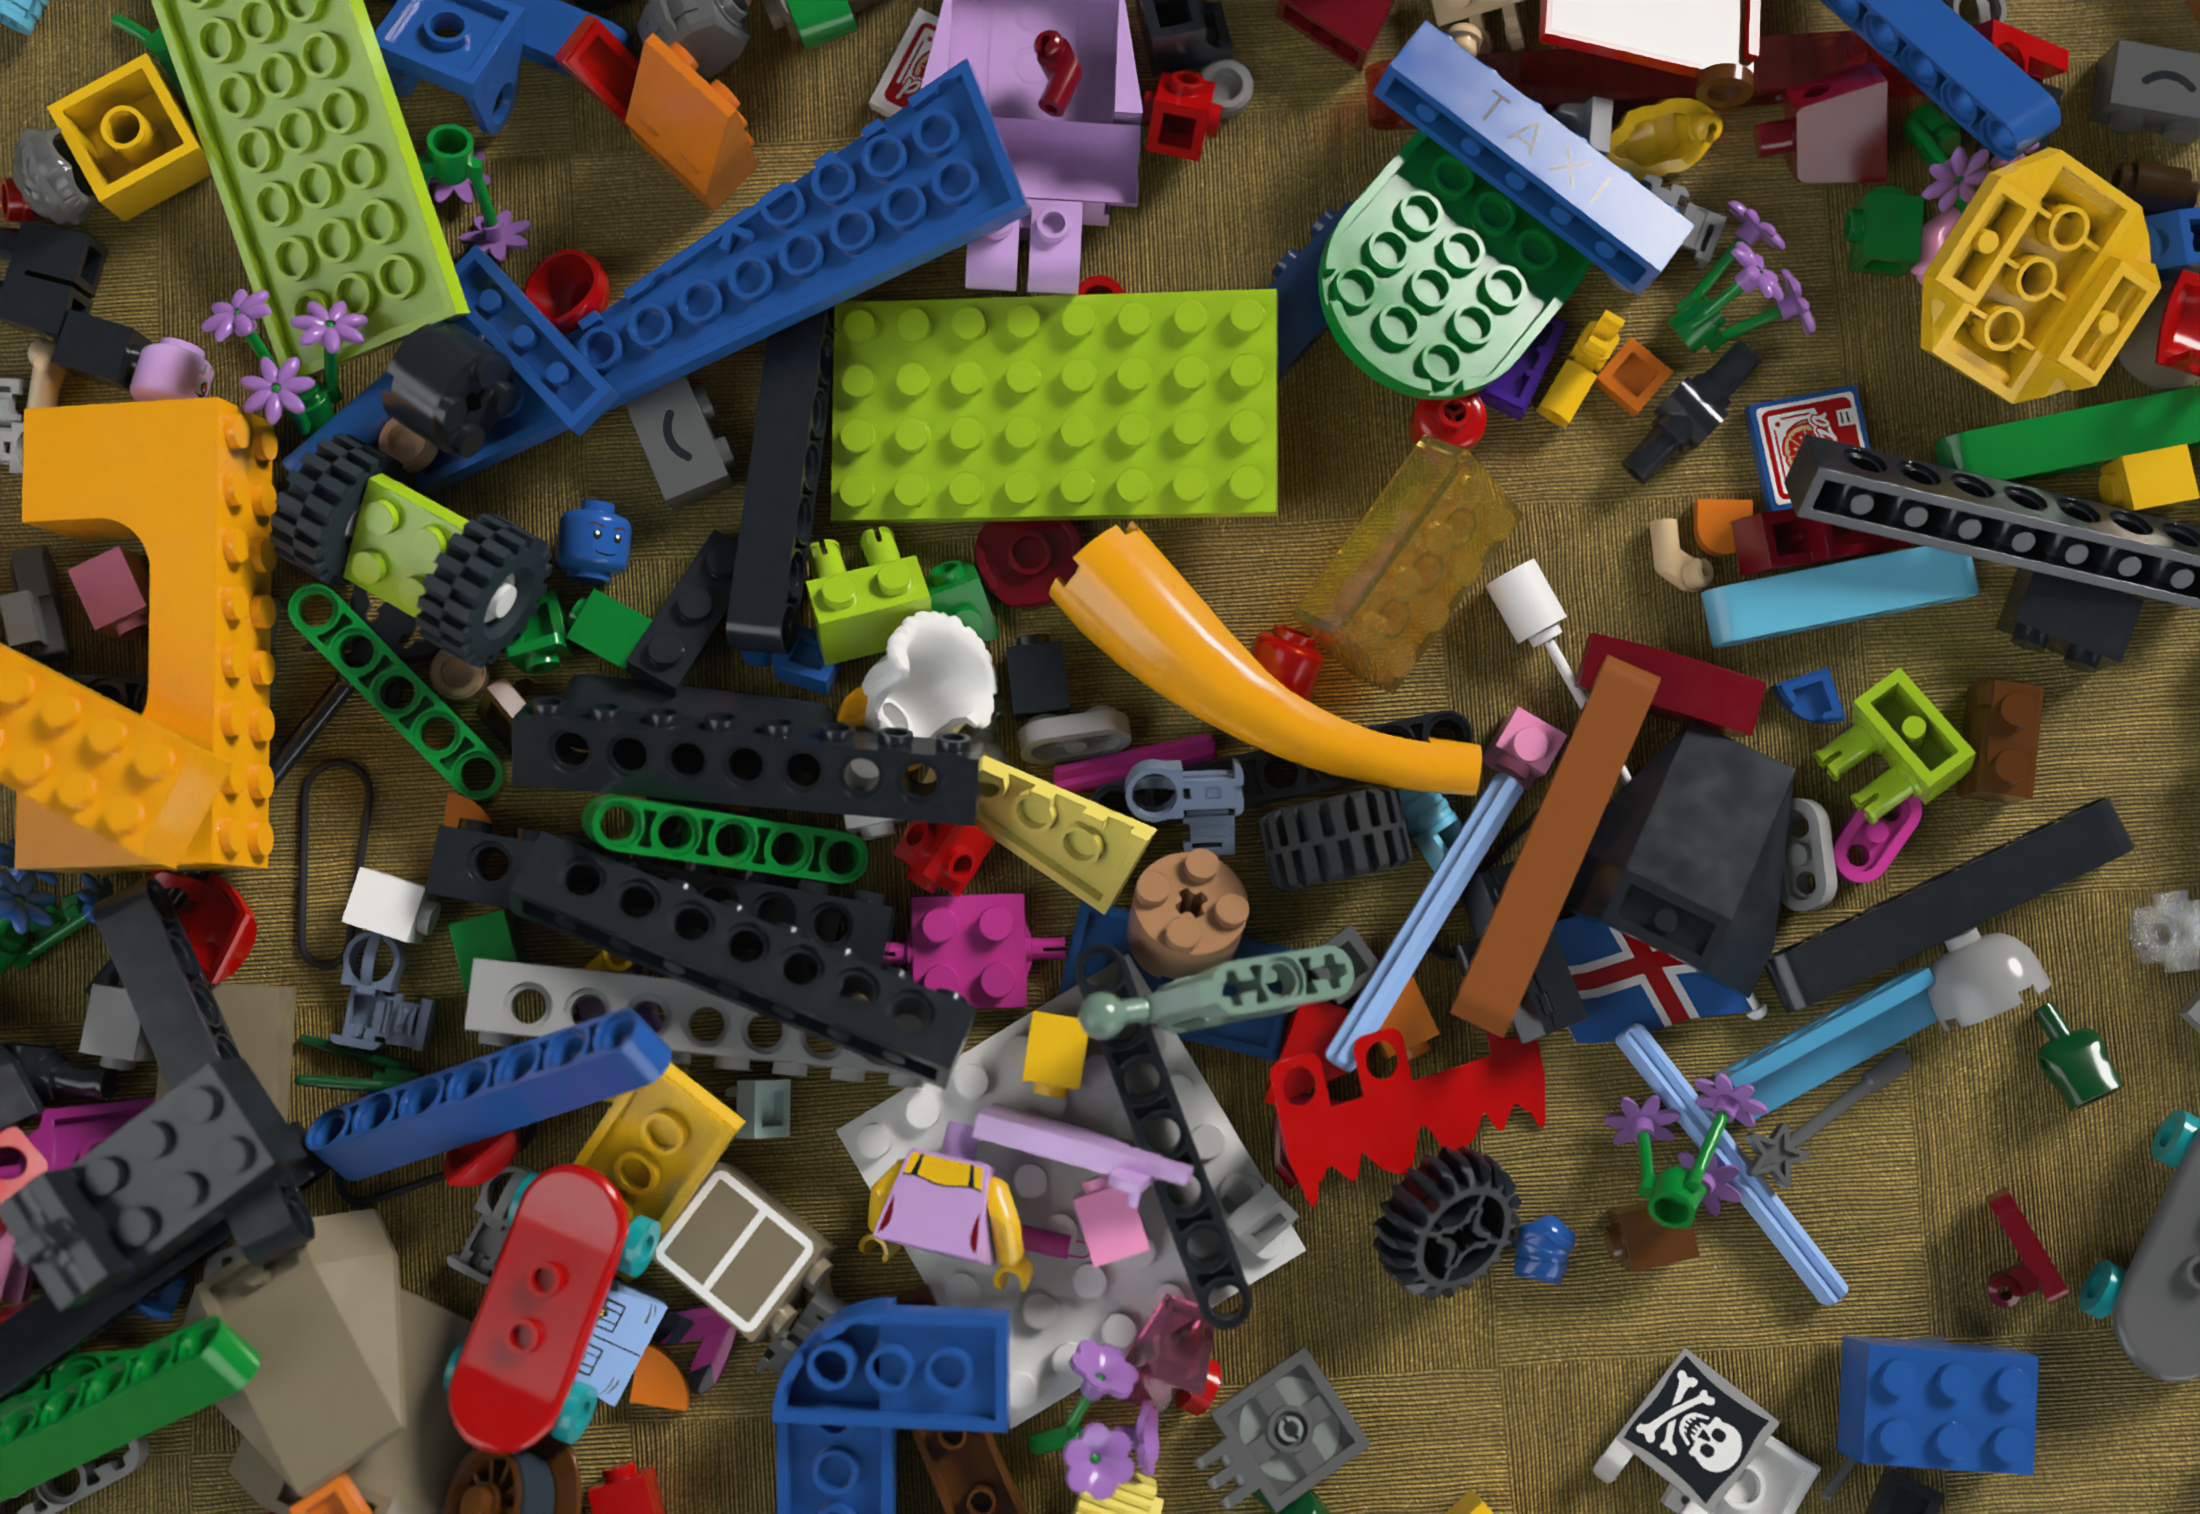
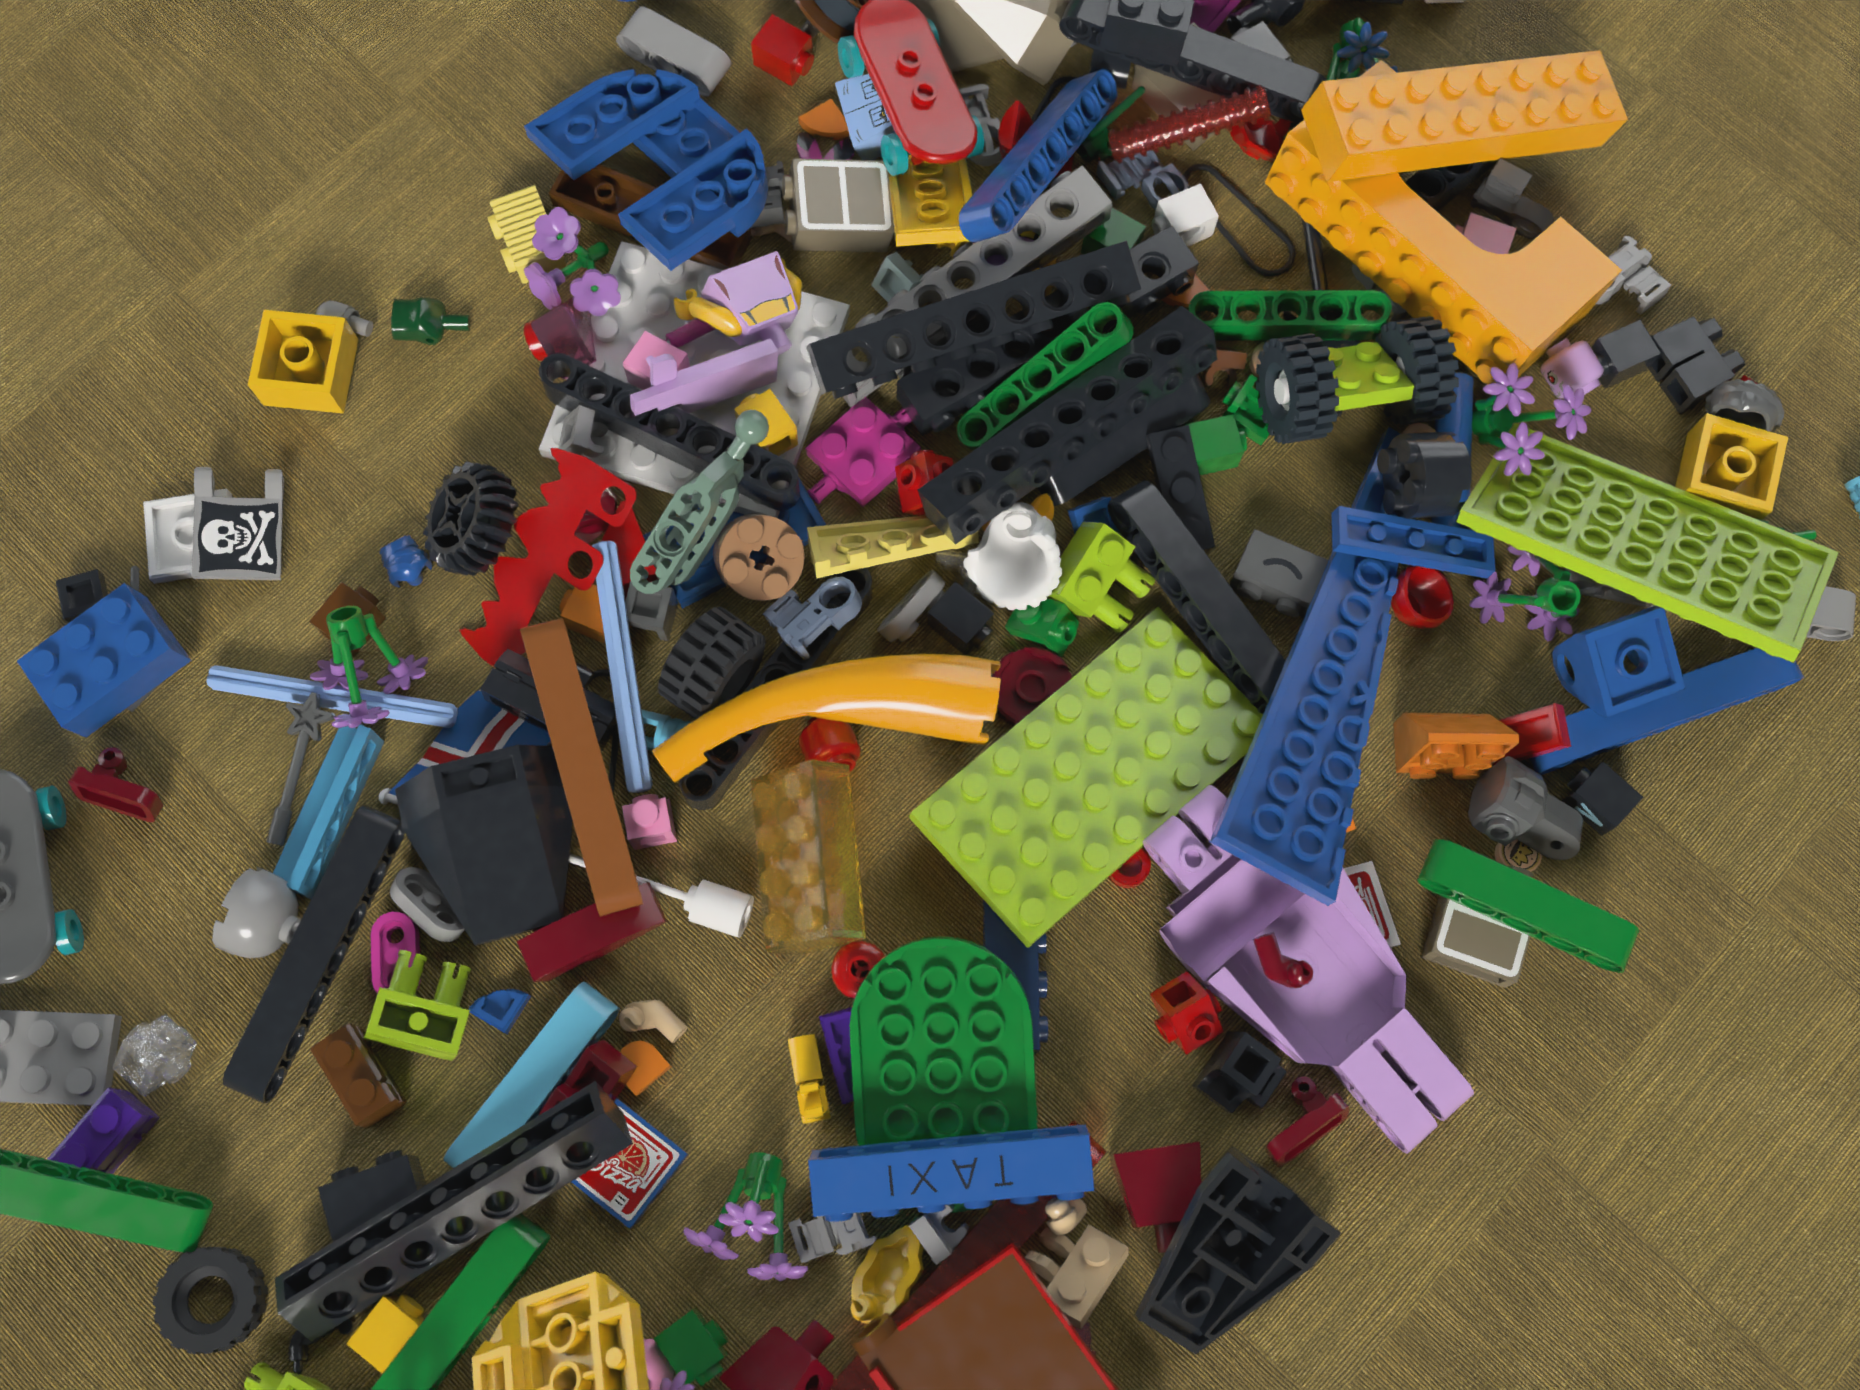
camera: 140 degrees right, 10 degrees down
(45, 376) = (1632, 312): tan arm -> none
(289, 991) = (1189, 124): none -> clear red piece
(593, 543) = (1270, 479): blue head -> none
(1098, 771) = (868, 619): dark pink axle -> none
(1232, 87) = (1177, 1068): light grey tile -> none
(1281, 1434) = (472, 351): dark grey piece -> none
(1632, 377) = (774, 1109): orange tile -> none
(1691, 412) = (718, 1115): black pin -> none
(2075, 1061) = (165, 925): dark green piece -> none

